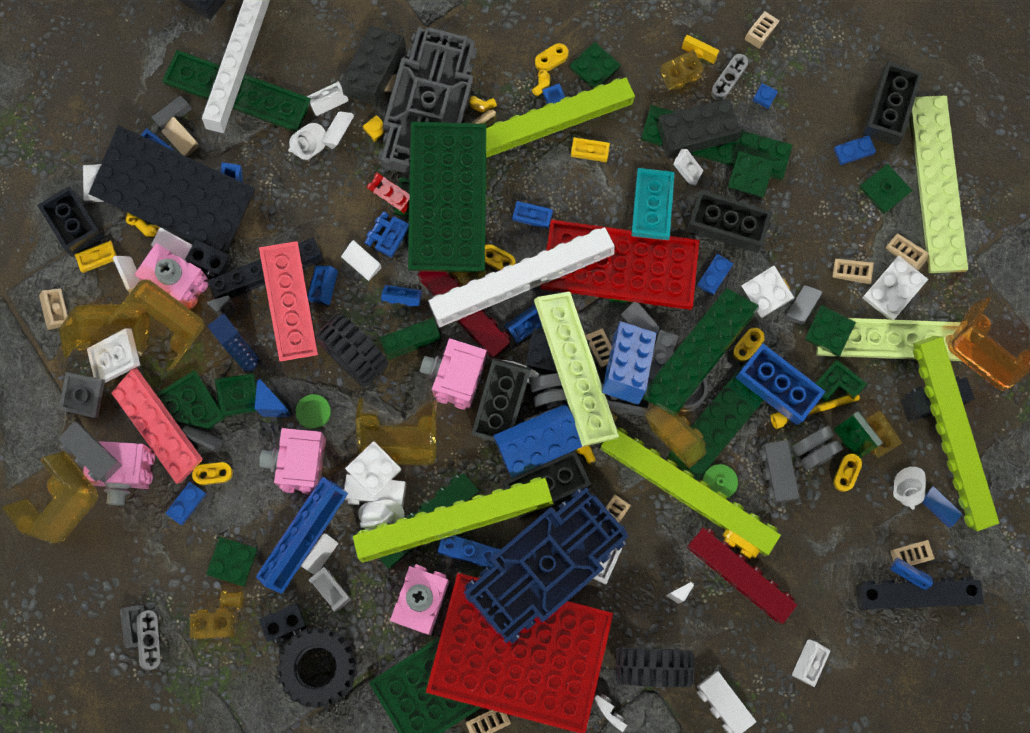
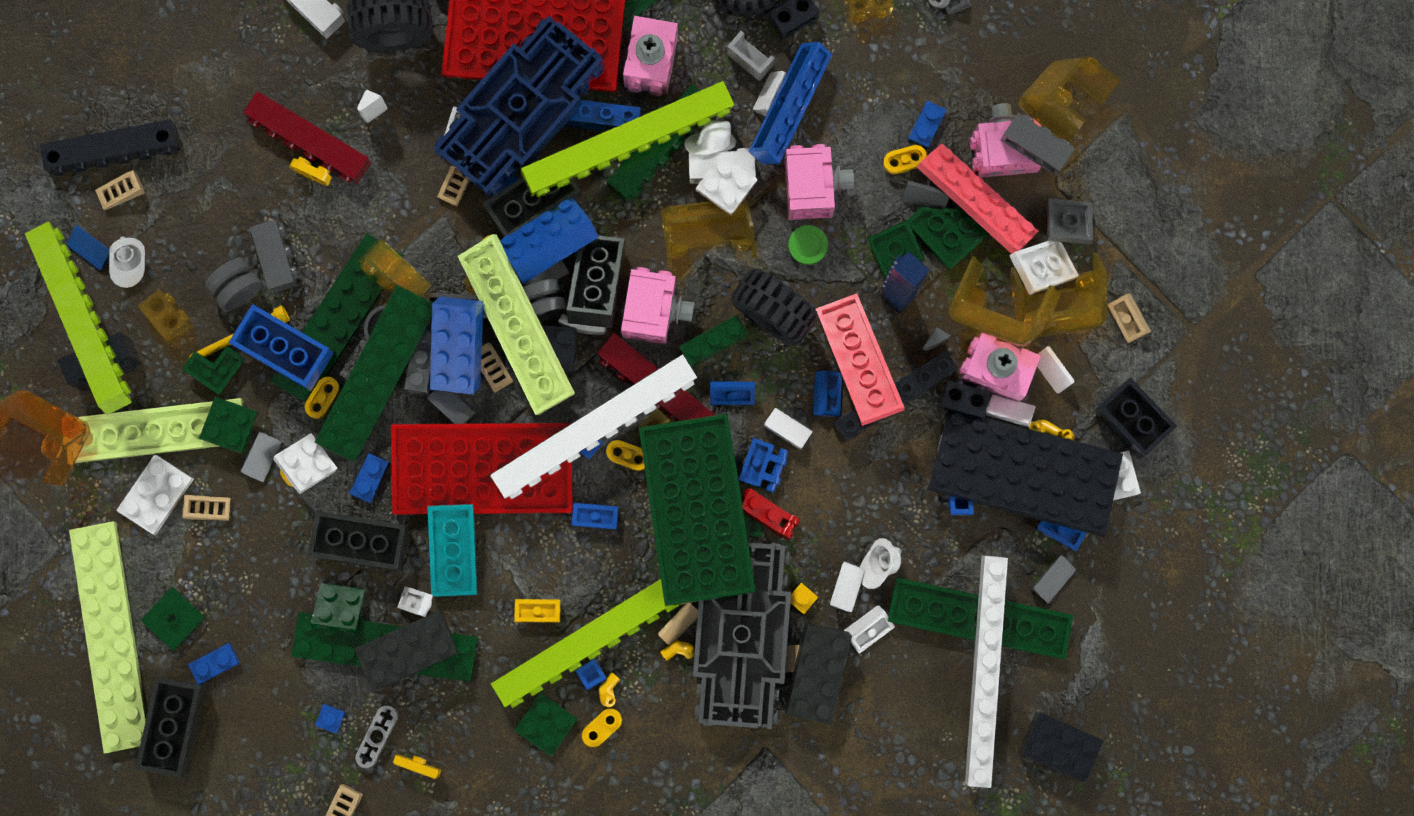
camera: 170 degrees right, 5 degrees up
(95, 256) = (1096, 384): yellow plate -> none
(180, 137) = (1034, 548): tan slope -> none
(231, 599) = (853, 31): clear yellow bush -> none
(232, 561) = (862, 71): dark green plate -> none
(267, 403) = (855, 241): blue slope -> none
(524, 324) = (586, 385): blue slope -> none
(679, 67) = (439, 737): clear yellow brick -> none
(690, 491) = (368, 217): lime brick -> none
(721, 479) = (340, 238): bright green piece -> none
(811, 662) = (224, 62): white slope -> none
(847, 473) = (196, 268): yellow plate -> none
(858, 435) = (188, 306): dark green plate -> none
(911, 574) = (119, 163): blue slope -> none
(917, 251) = (124, 535): tan slope -> none

